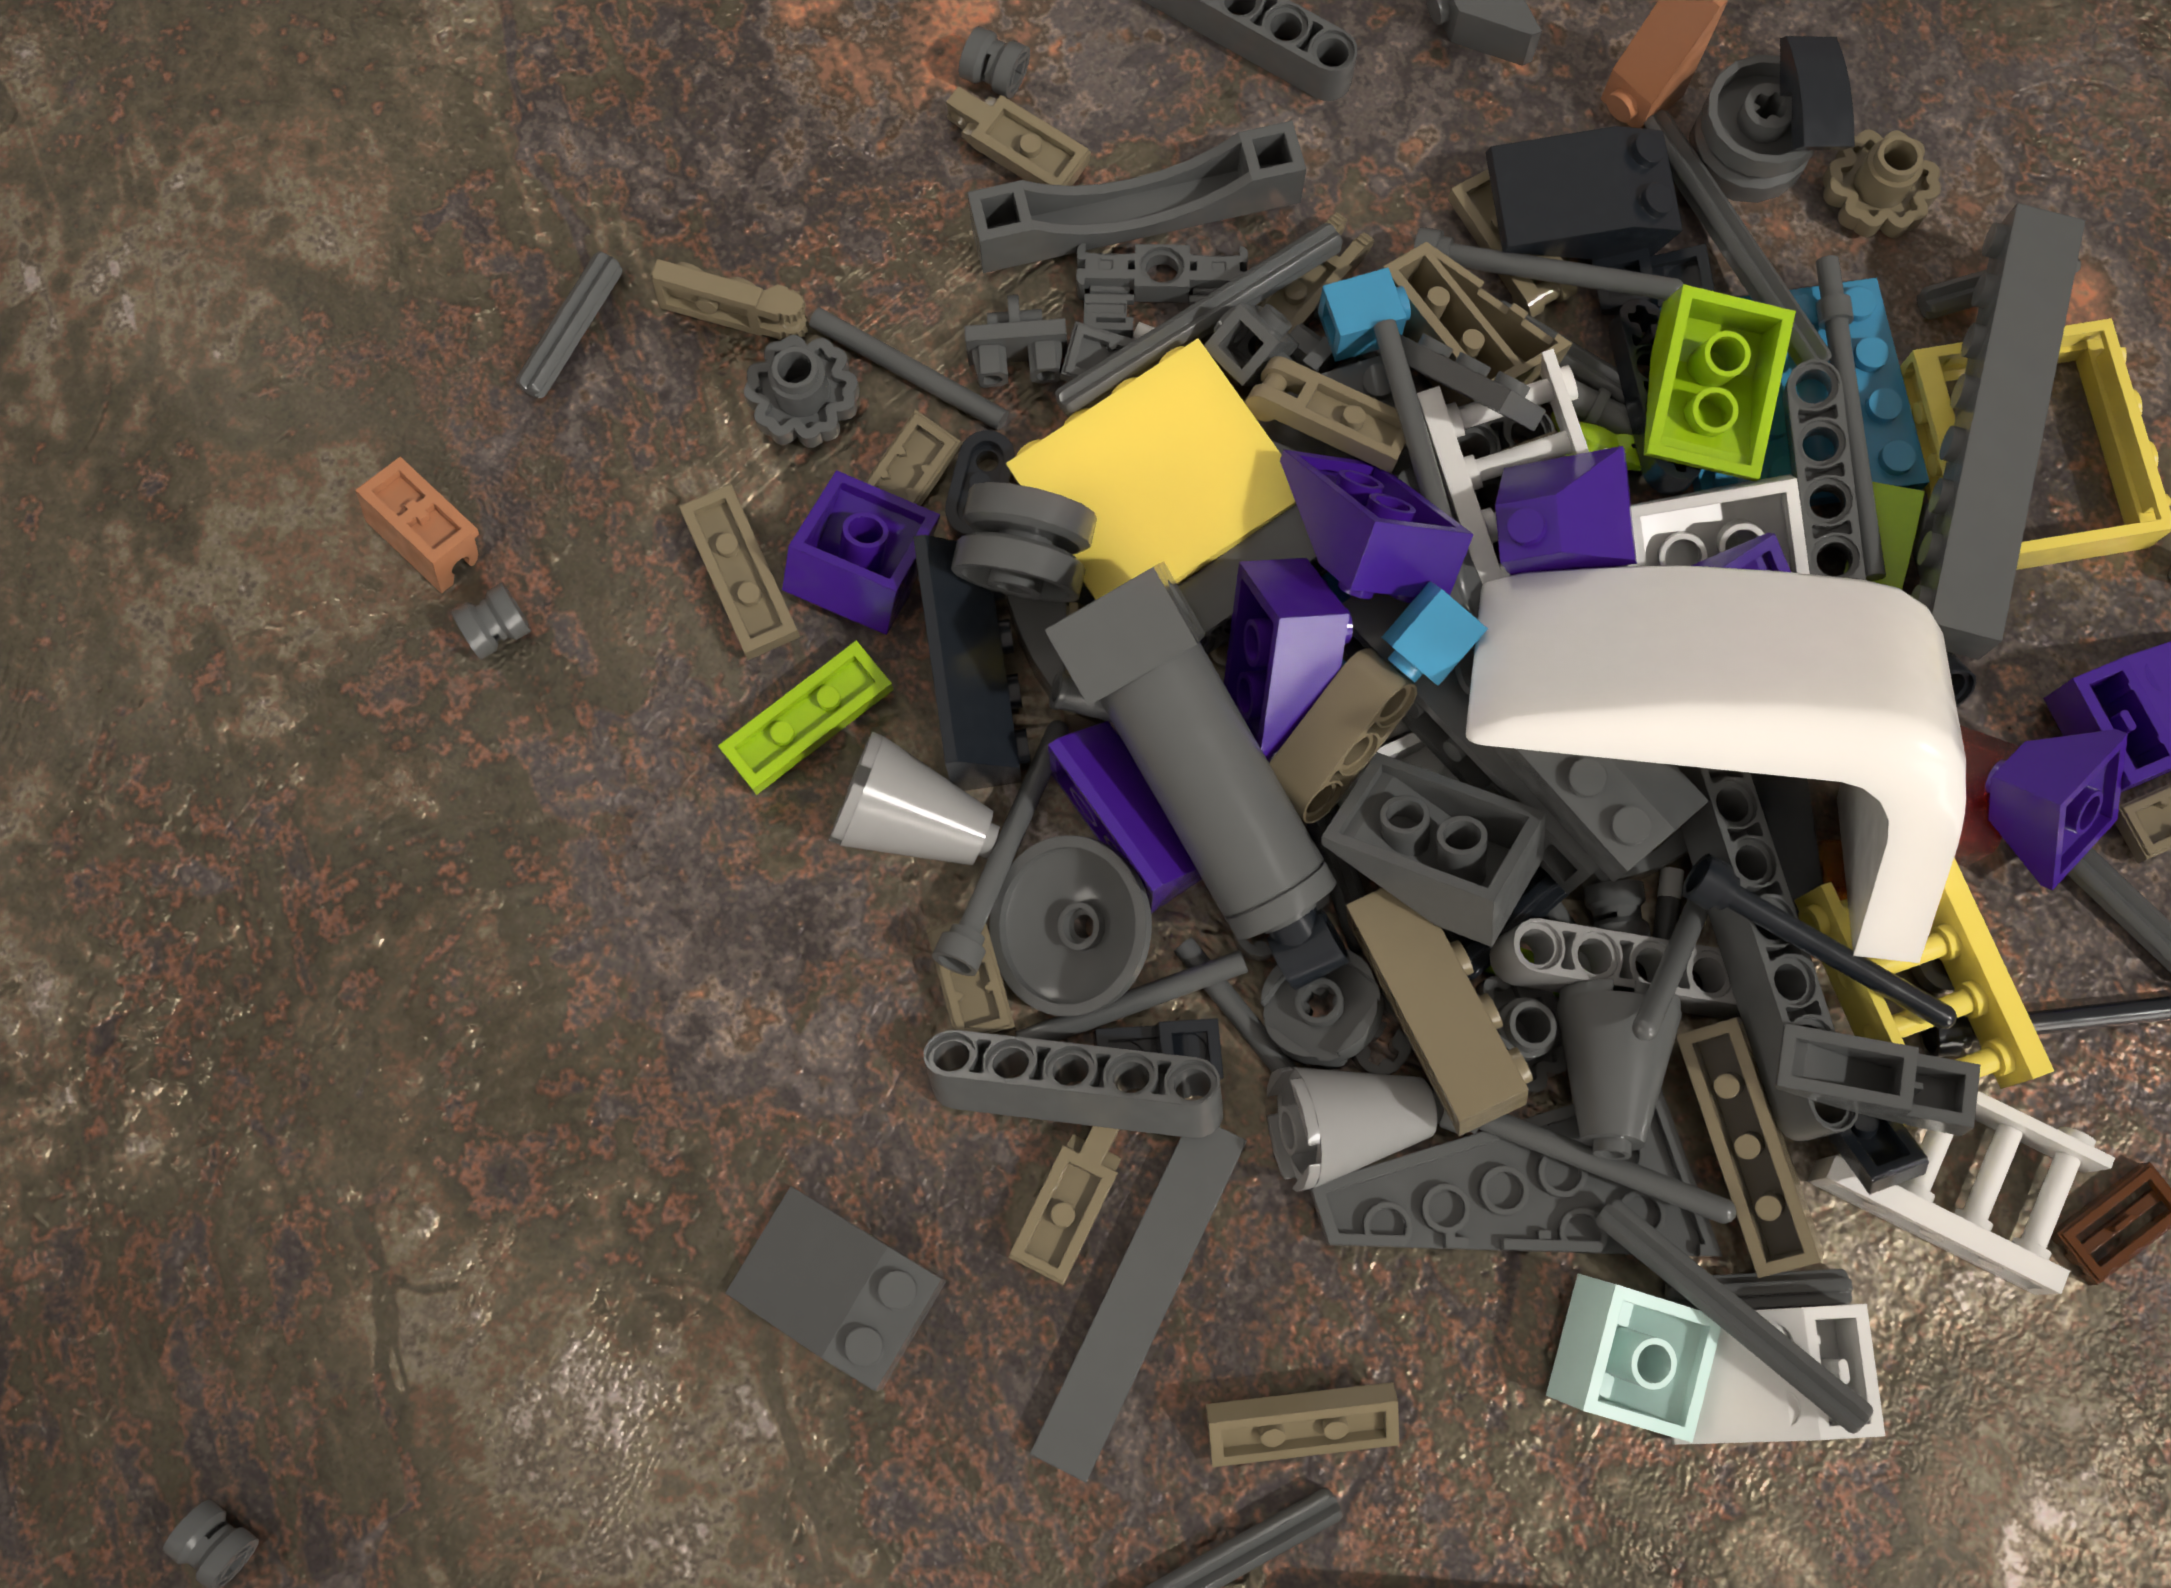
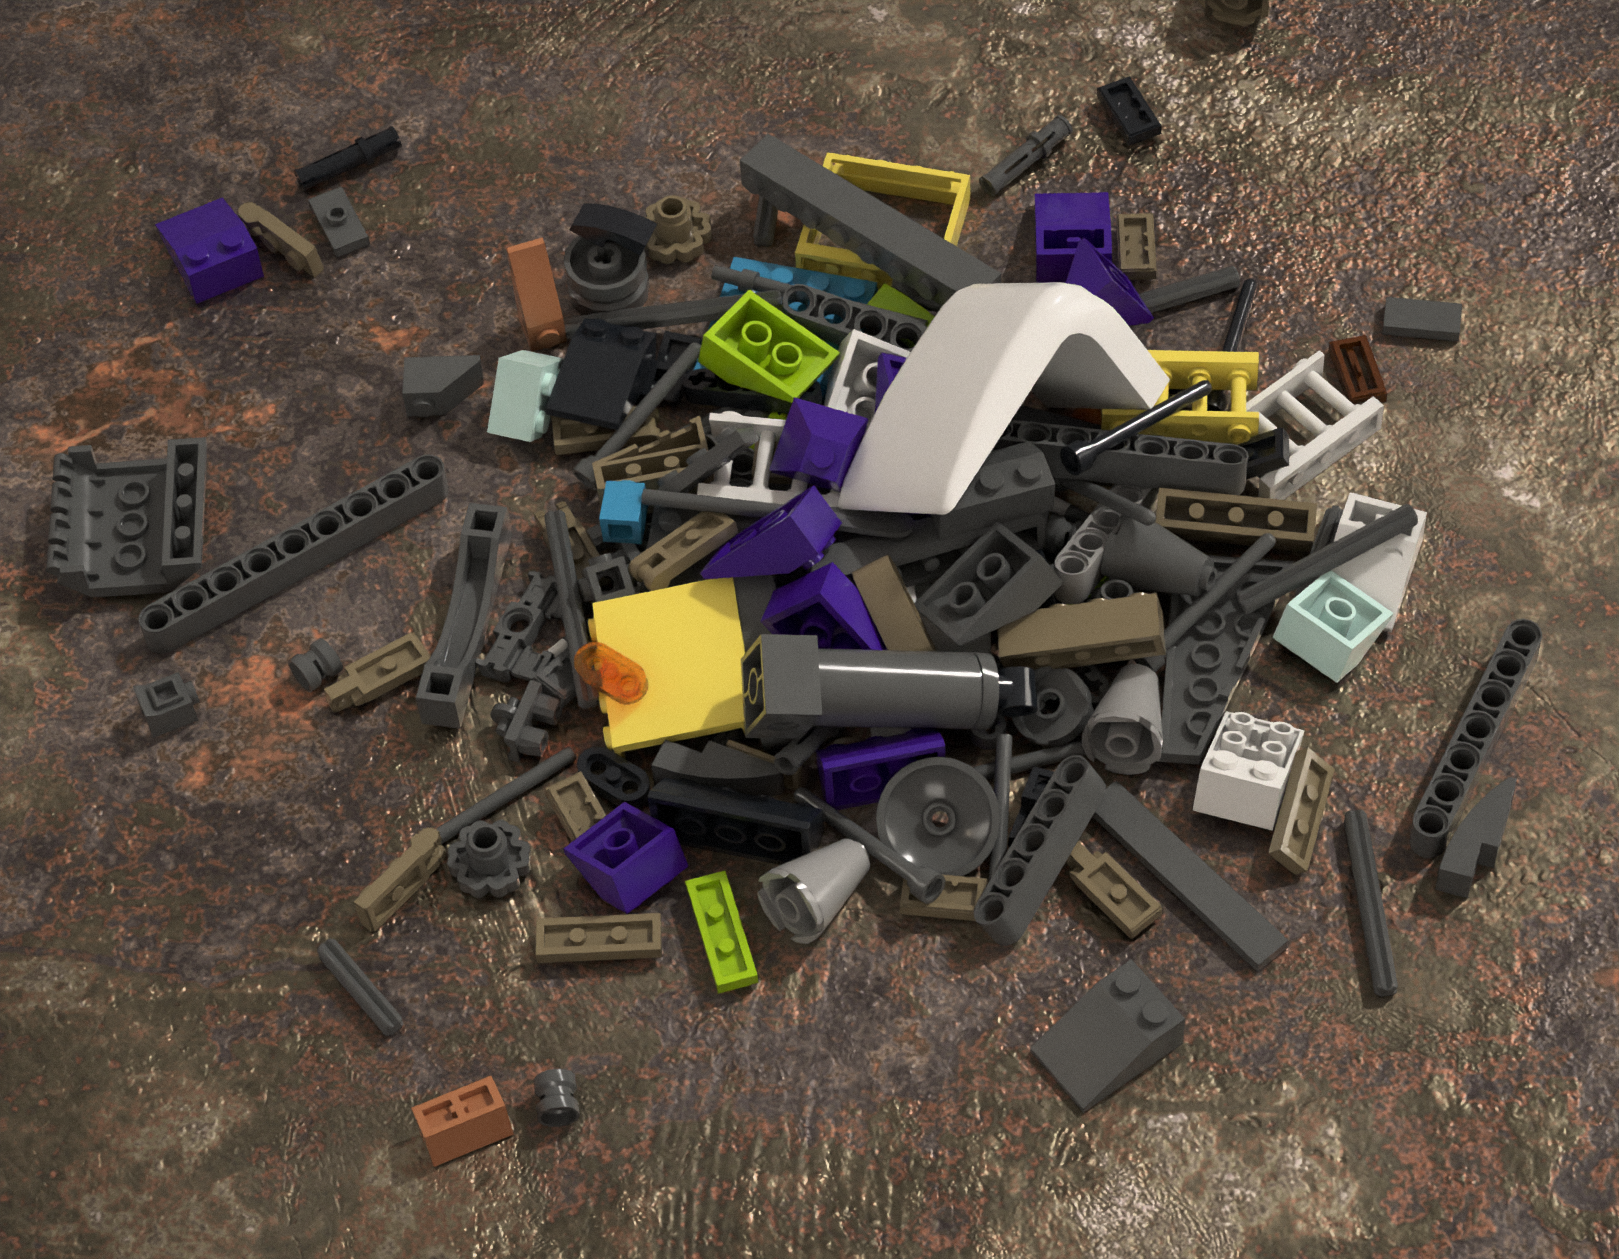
camera: 65 degrees left, 20 degrees down
(1024, 542) = (686, 734): dark grey wheel -> none
(1094, 412) = (613, 674): none -> clear orange plate
(1343, 1321) = (1247, 770): none -> white slope
(1432, 635) = (863, 530): dark azure brick -> none
(1505, 104) = (521, 395): none -> light aqua brick
(1878, 1079) = (1227, 423): dark grey slope -> none

